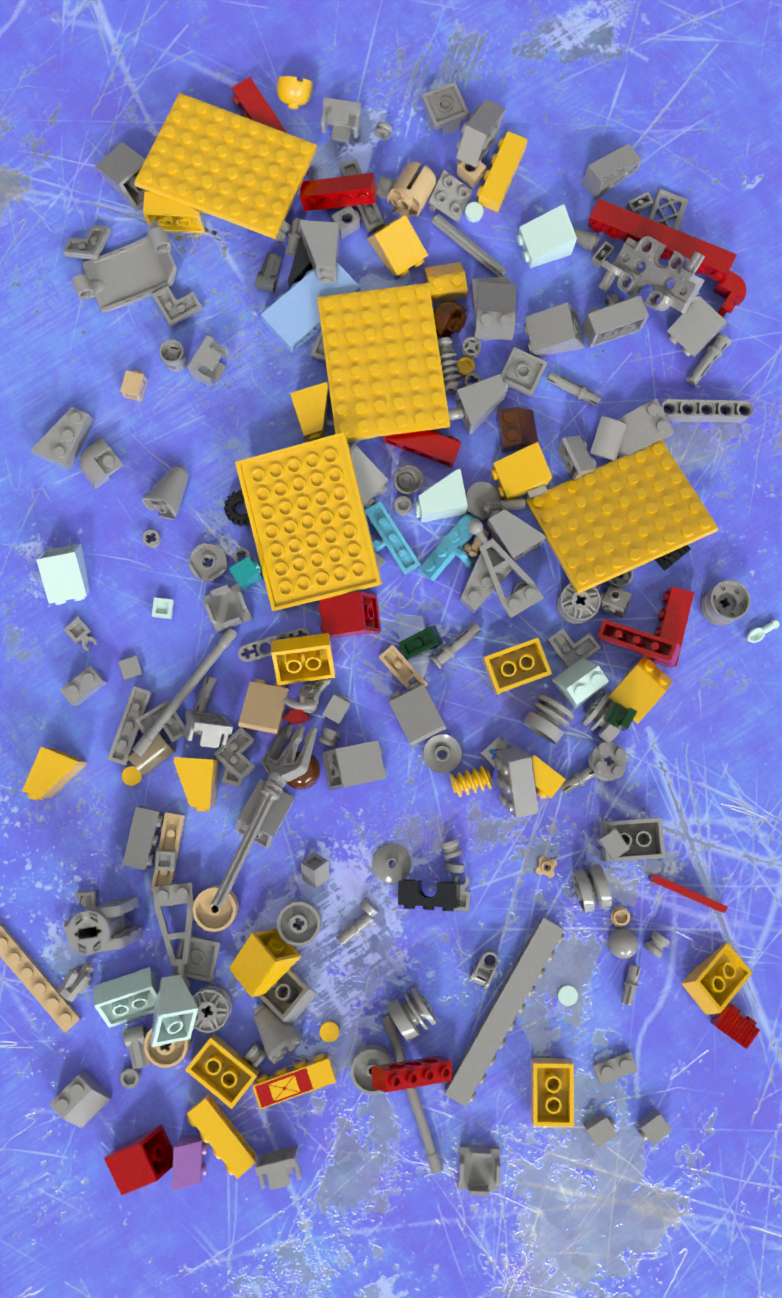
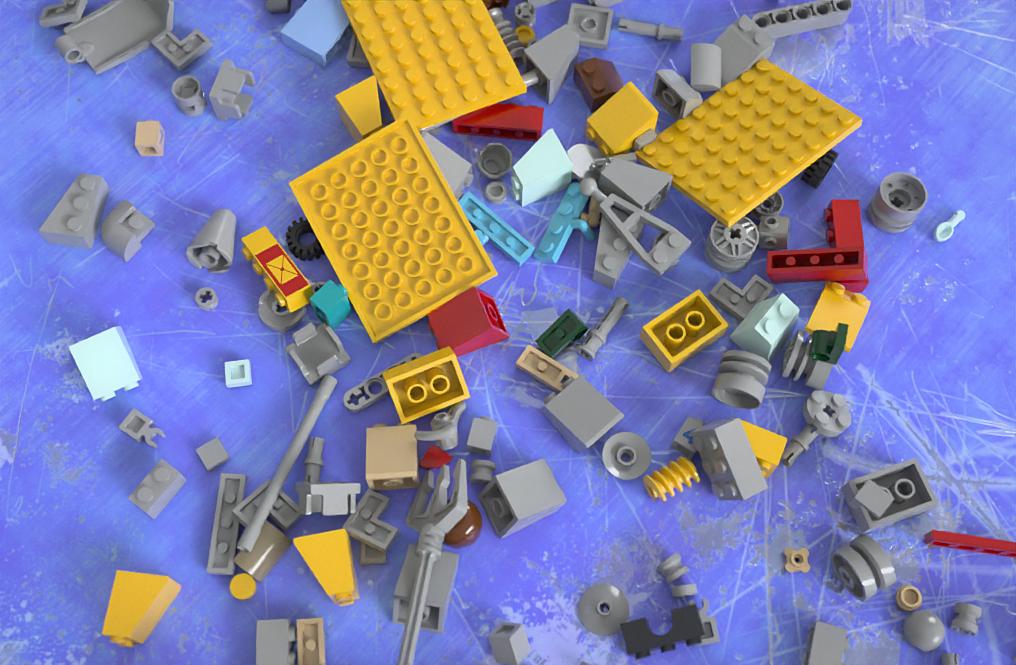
camera: 15 degrees left, 15 degrees down
(211, 531) = (277, 269): none -> yellow brick

